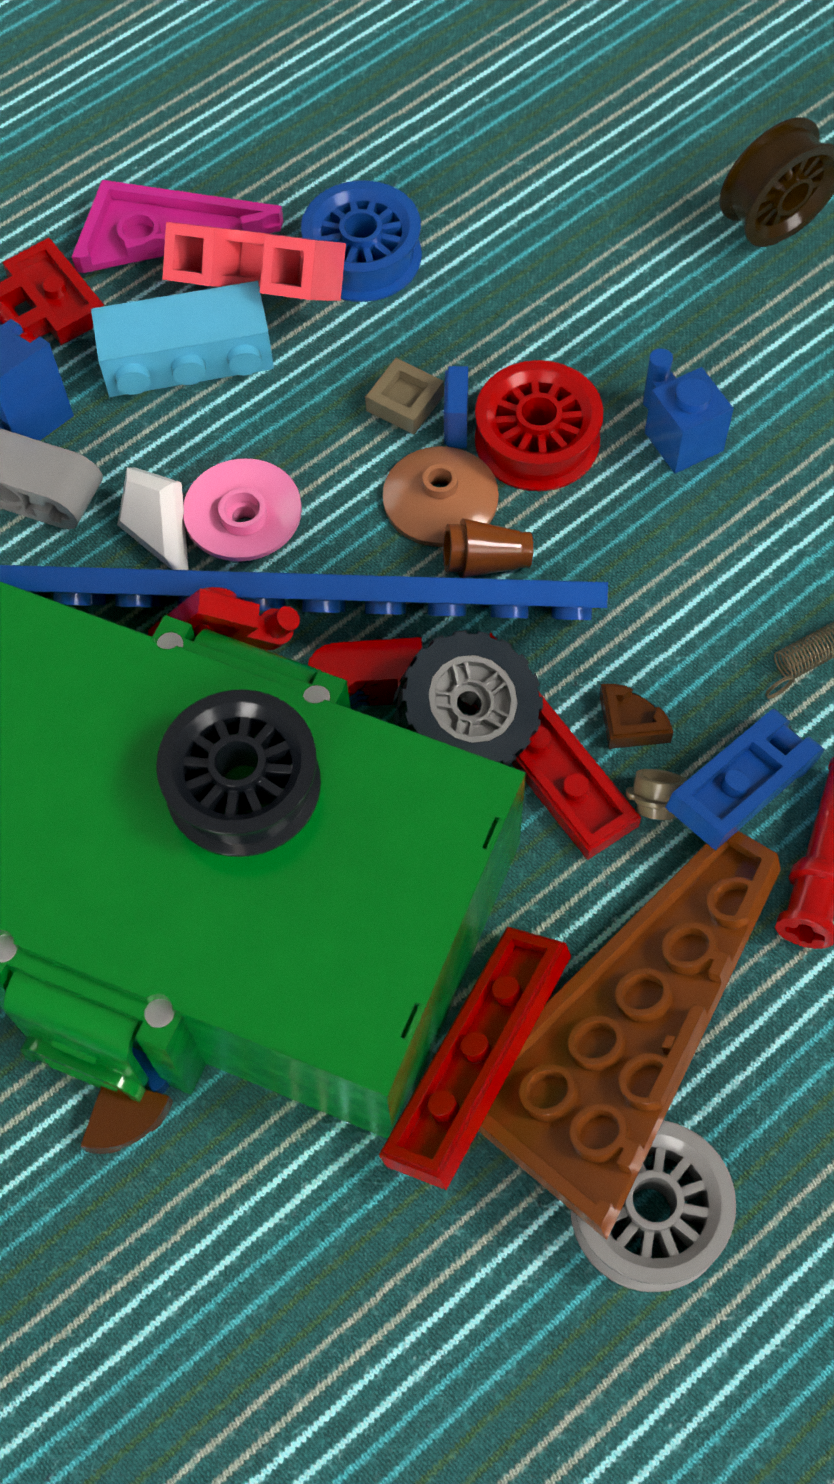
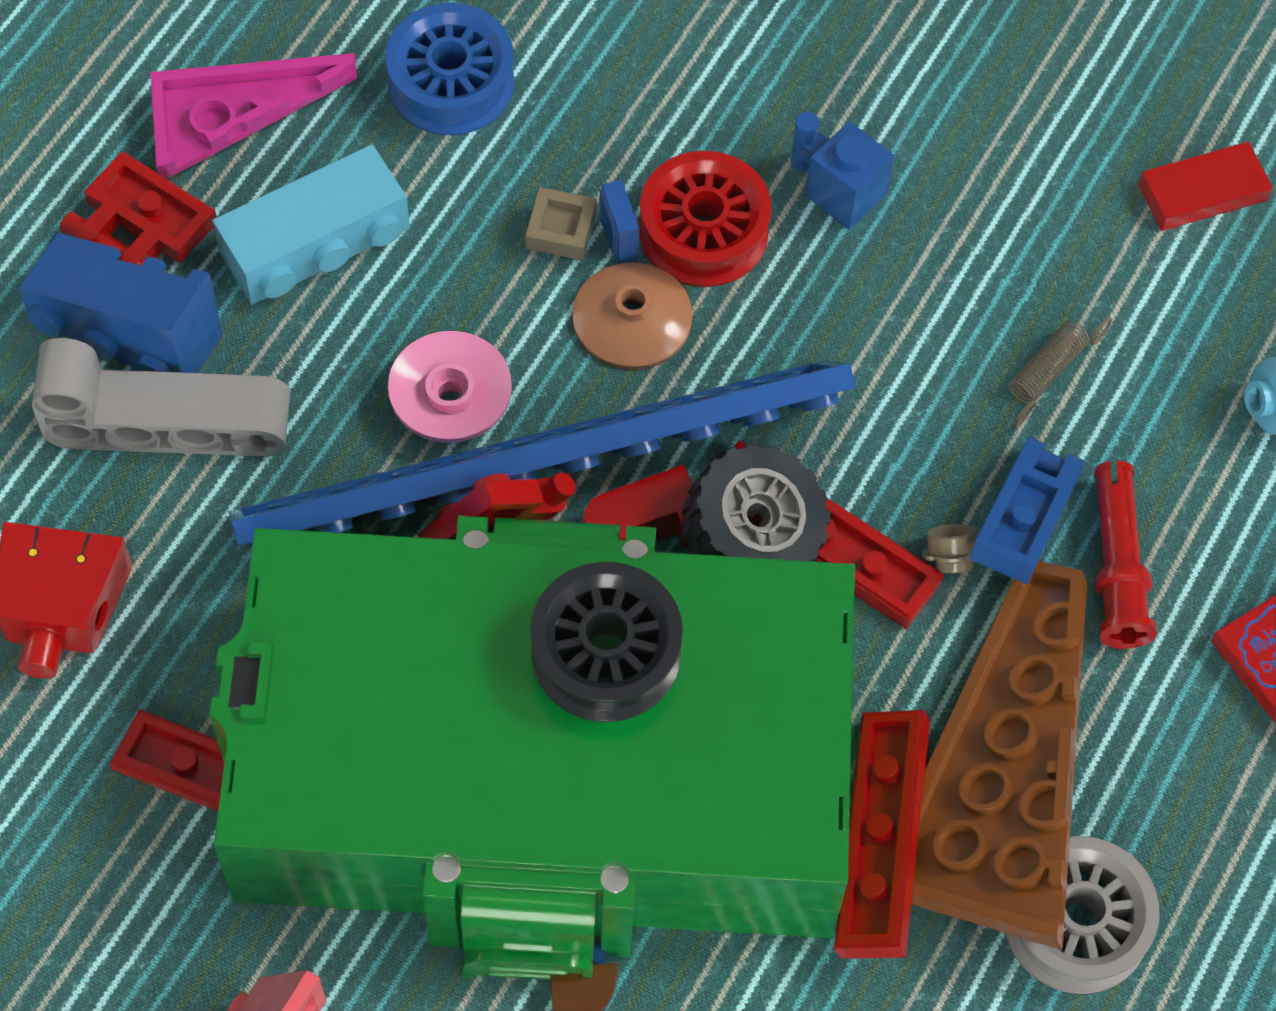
camera: 25 degrees left, 0 degrees up
(154, 516) = (363, 417): white piece -> none
(278, 262) = (337, 124): coral arch -> none
(484, 548) = (701, 358): dark orange cone -> none
(632, 719) = (899, 484): reddish brown tile -> none

